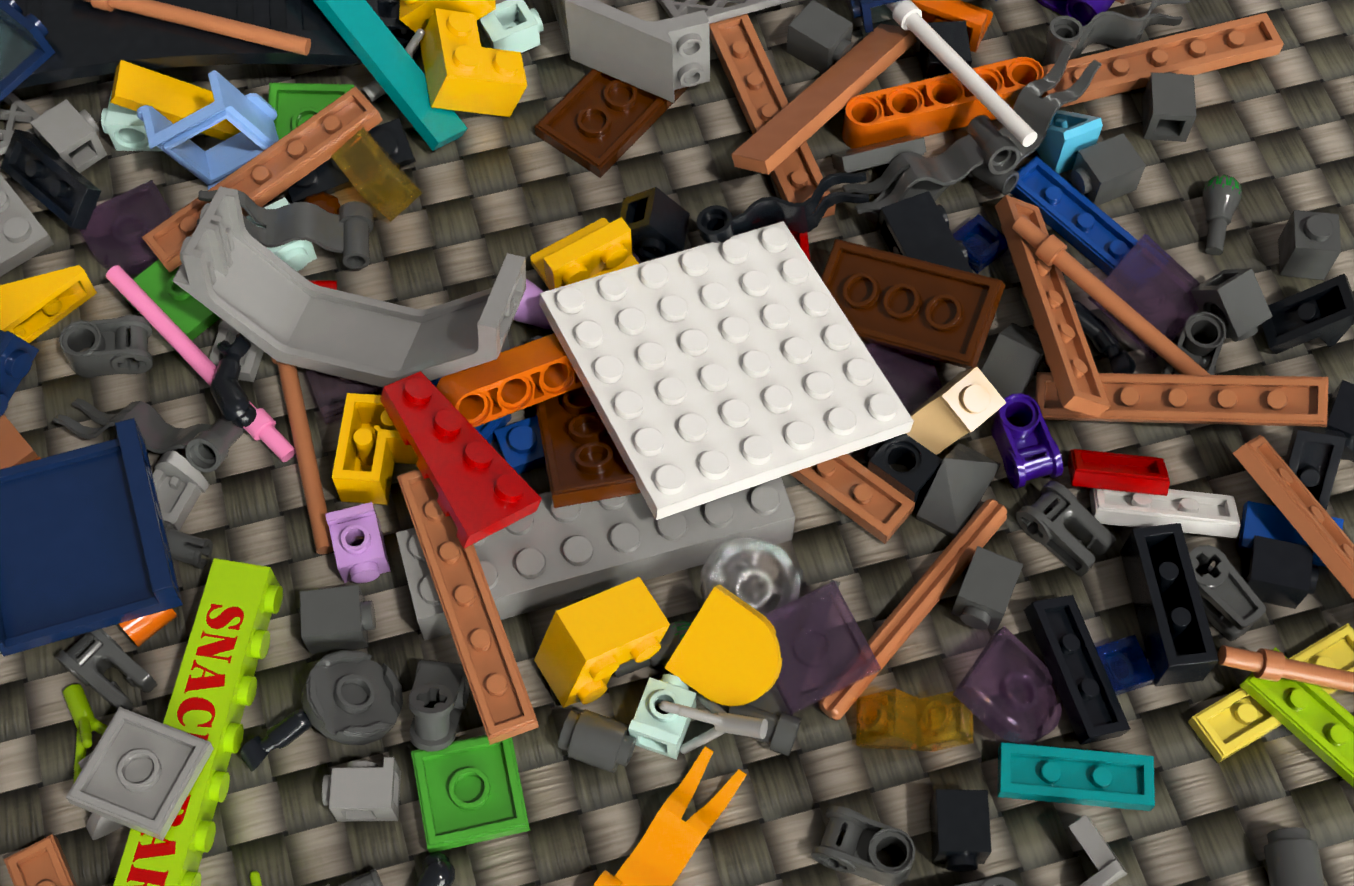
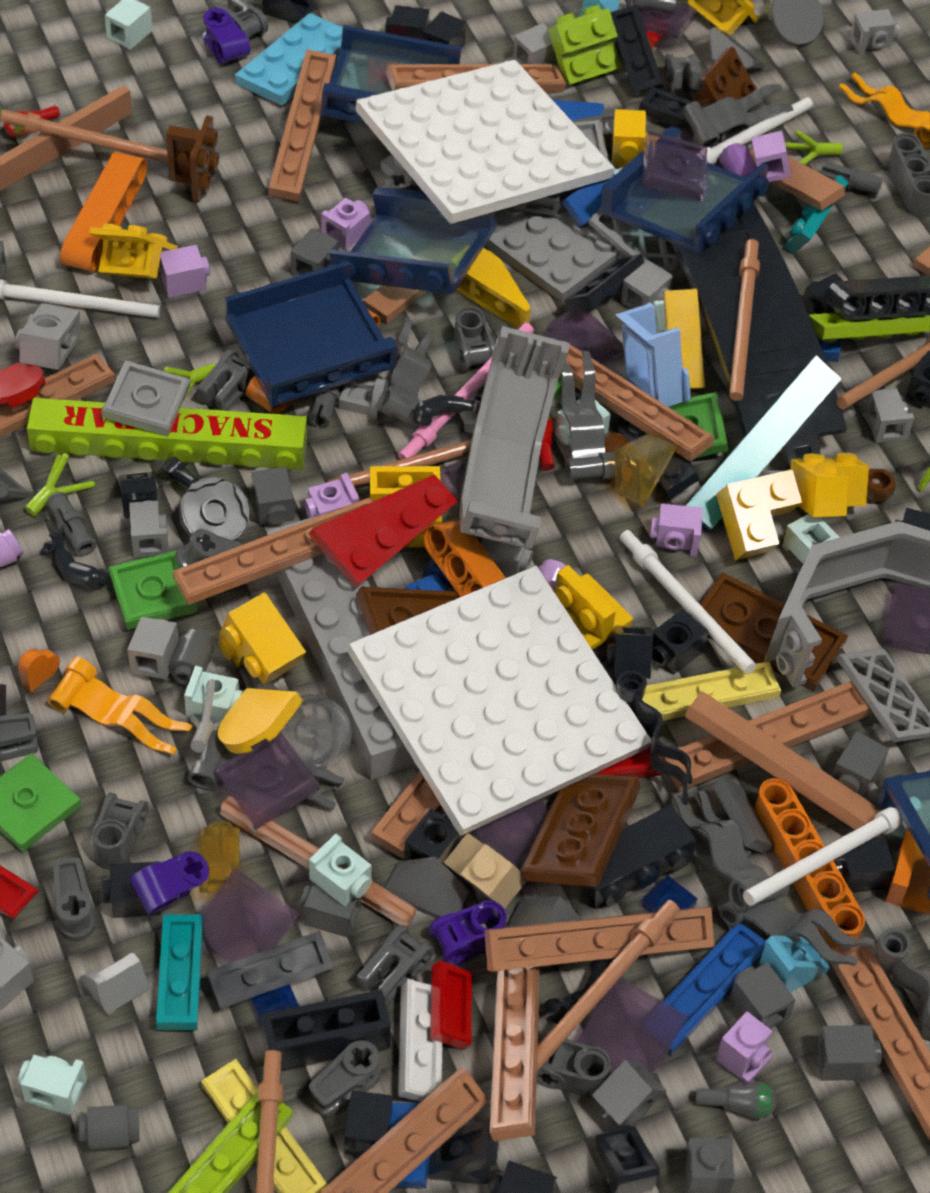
camera: 80 degrees right, 10 degrees down
(288, 802) = (137, 488): none -> black slope
(467, 157) = (677, 528): none -> lavender brick
(501, 200) = (647, 559): none -> white bar
(581, 785) = (152, 647): none -> light grey brick
(630, 168) = (689, 640): none -> black brick
(697, 159) = (727, 686): none -> light yellow tile
(969, 574) = (337, 882): none -> light aqua brick
(984, 768) = (169, 880): none -> dark purple piece
(1173, 182) = (745, 1048): none -> lavender brick

